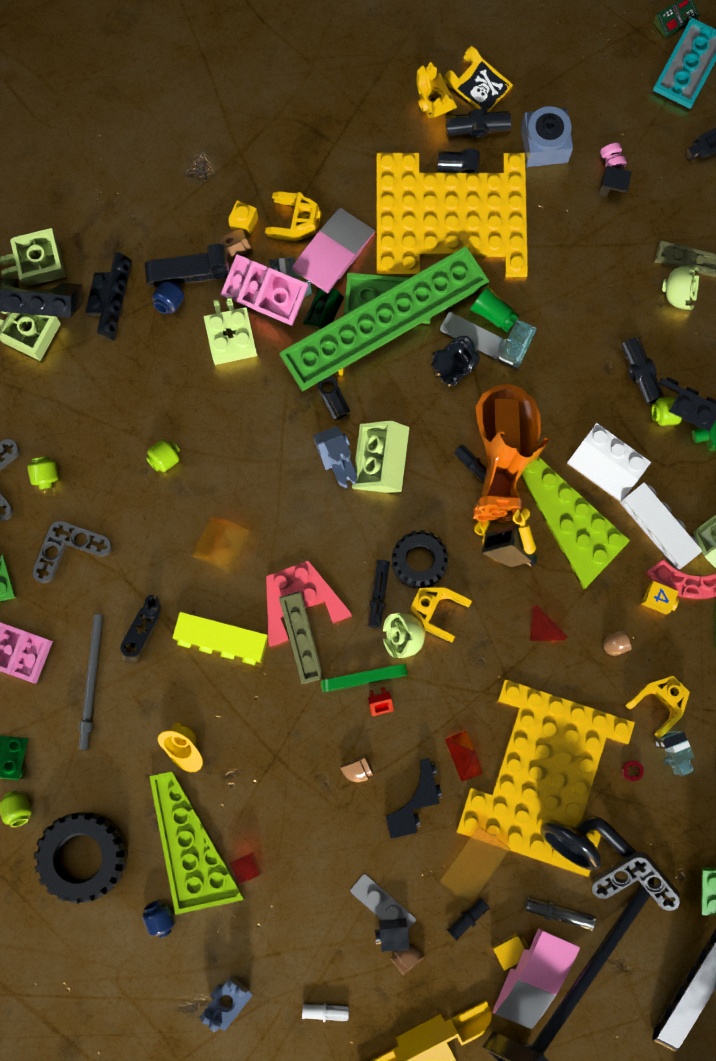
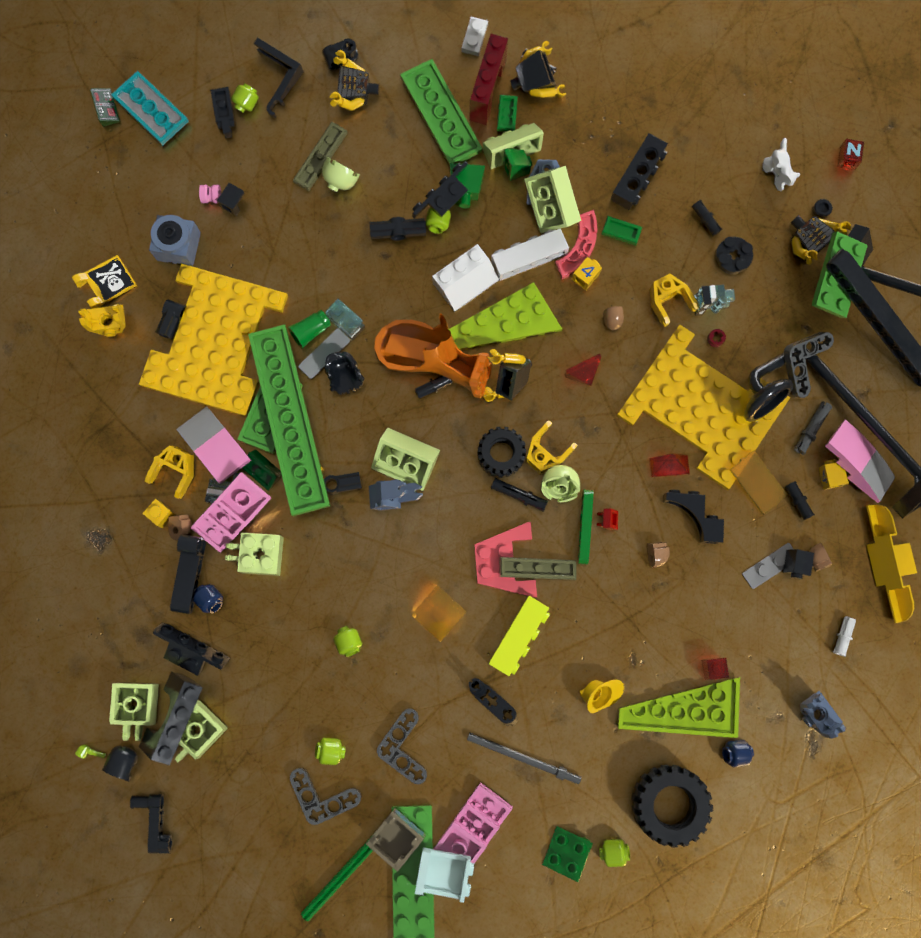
camera: 75 degrees left, 0 degrees up
(478, 123) = (141, 292): black piece -> none

